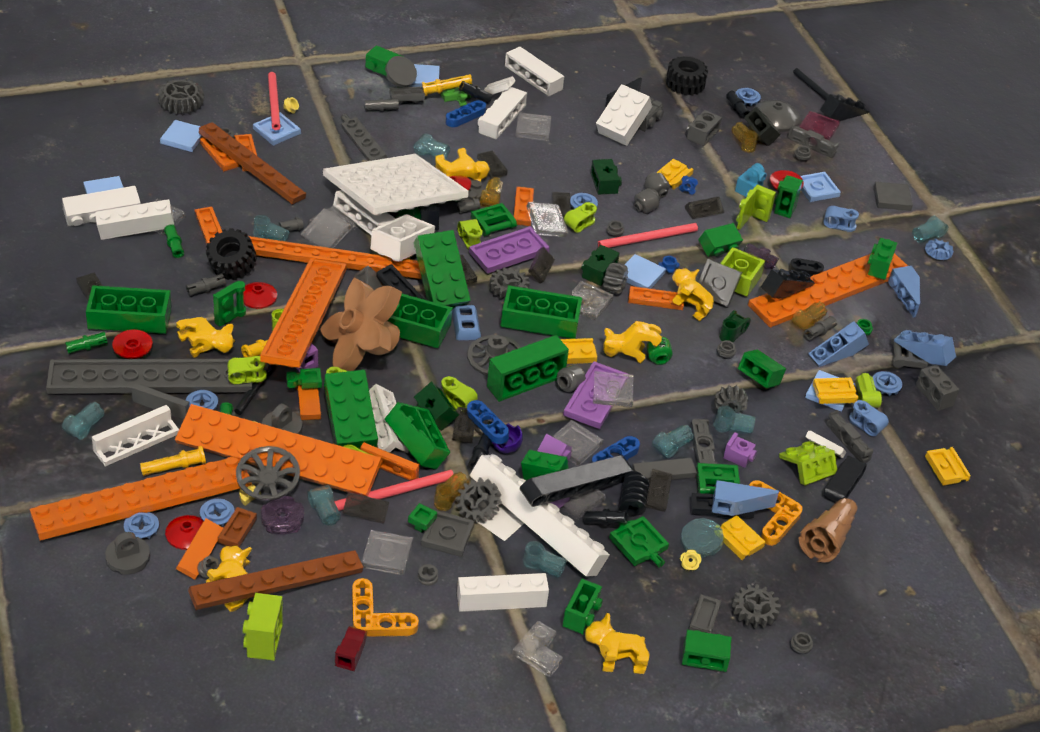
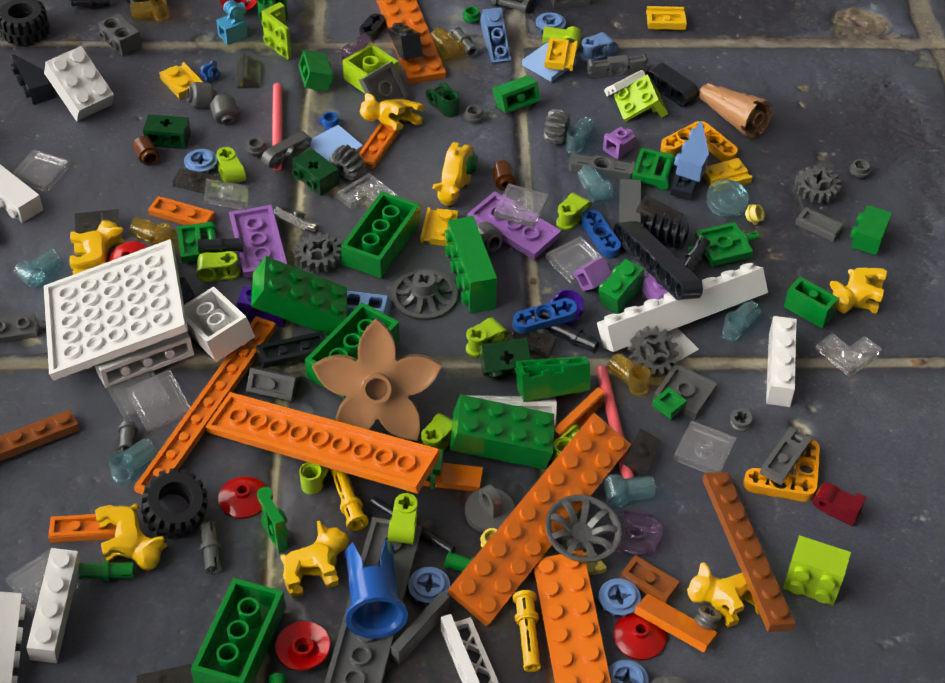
camera: 70 degrees left, 5 degrees up
(176, 359) = (374, 595): none -> blue piece
(197, 241) = (129, 539): none -> yellow animal
(388, 599) = (785, 455): none -> dark grey plate
(487, 226) = (220, 245): none -> black pin
(578, 170) = (145, 150): none -> reddish brown brick
(603, 235) = (286, 149): none -> dark grey beam
(632, 427) = (571, 211): none -> lime piece
(654, 378) = (503, 174): none -> reddish brown brick

